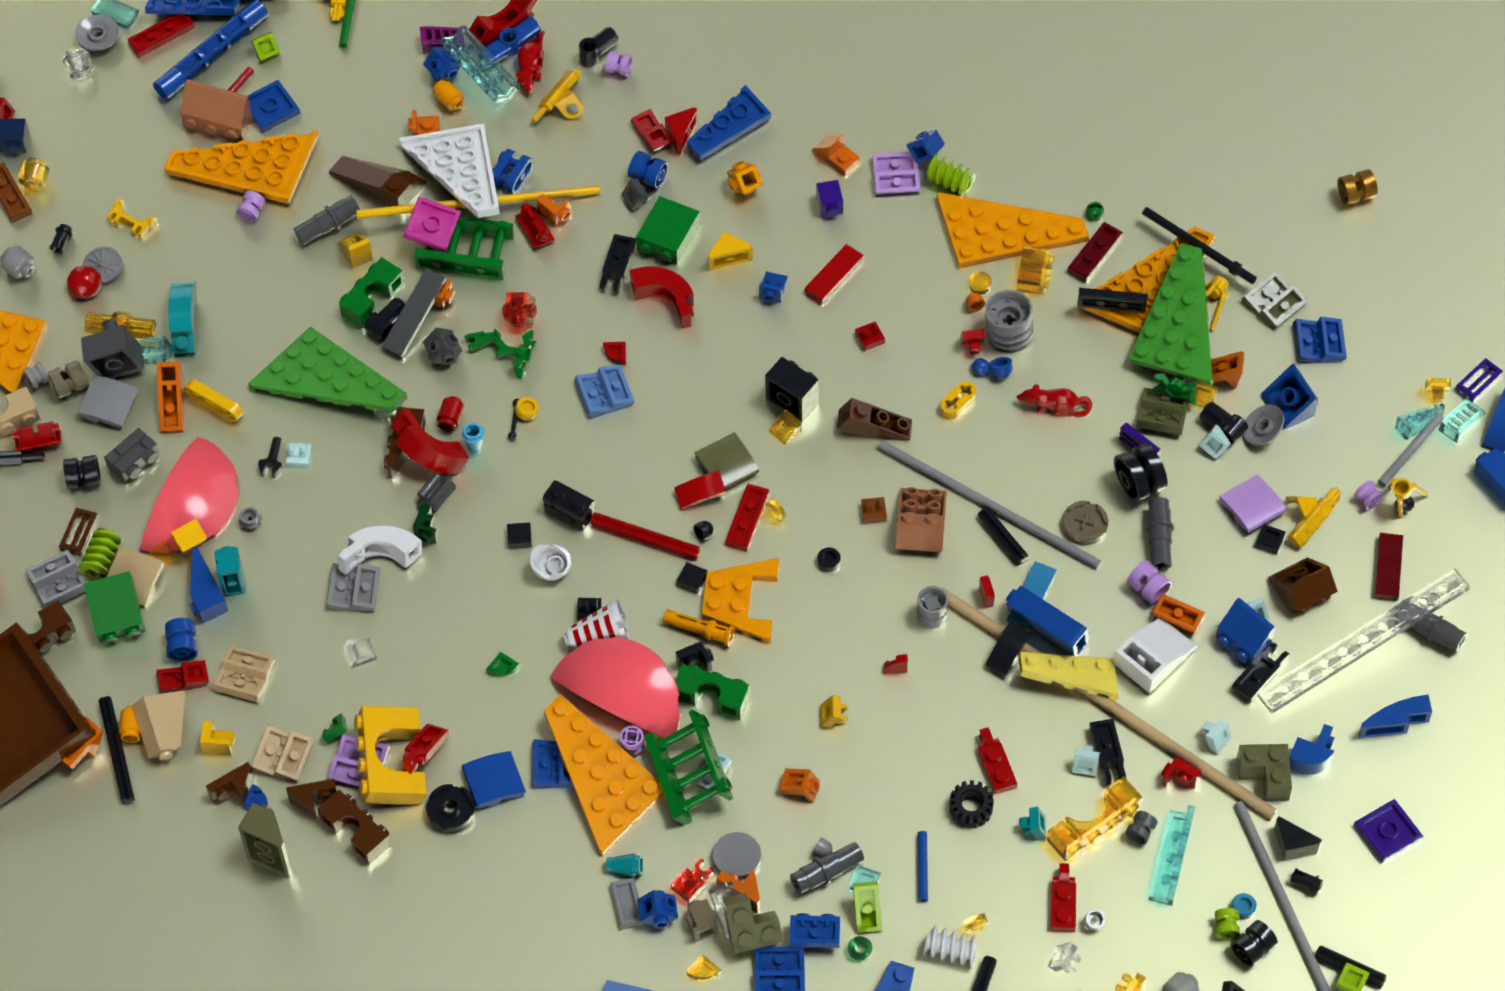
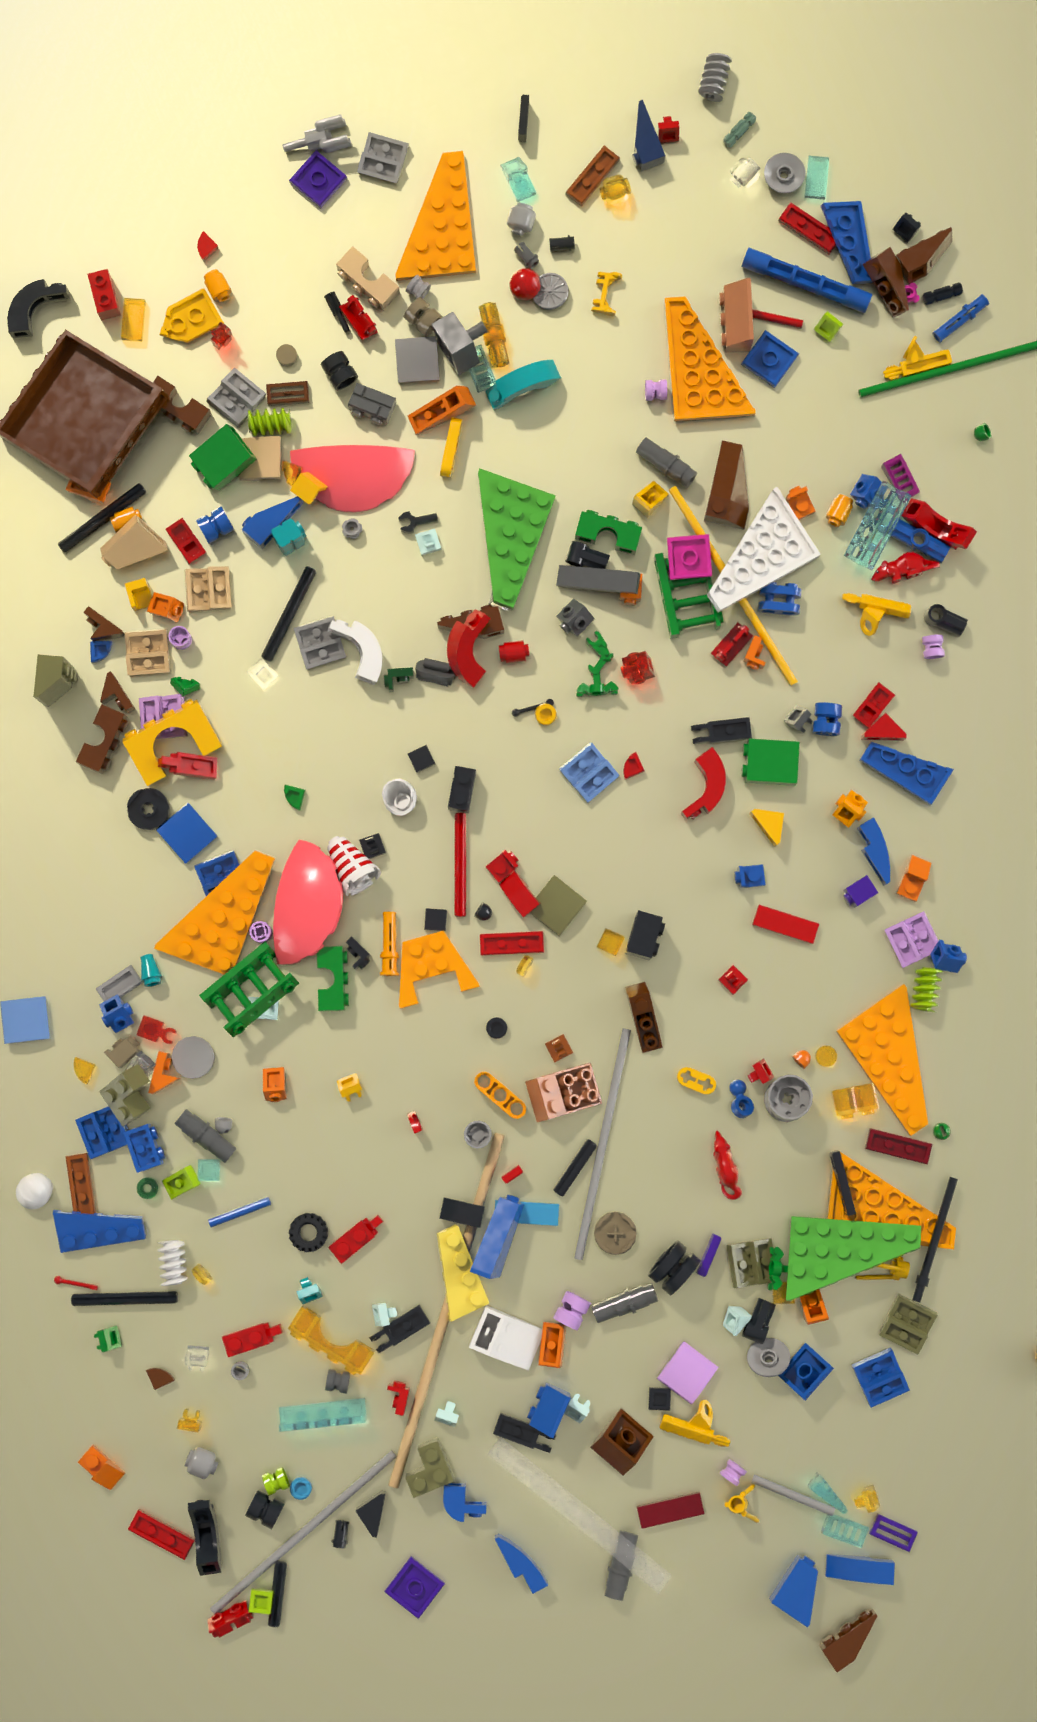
camera: 65 degrees right, 25 degrees up
(33, 57) = (739, 129): none -> sand green axle
(38, 518) = (286, 355): none -> dark tan tile
(56, 272) = (527, 256): none -> dark grey pin
(242, 718) = (165, 607): none -> orange bracket
(282, 708) = (177, 635): none -> lavender wheel
(308, 606) = (288, 613): none -> black axle
(473, 436) = (494, 676): medium azure cone -> none
(663, 496) = (503, 865): none -> red bracket
(795, 172) = (876, 851): none -> blue slope
(894, 584) = (510, 1099): none -> light orange beam

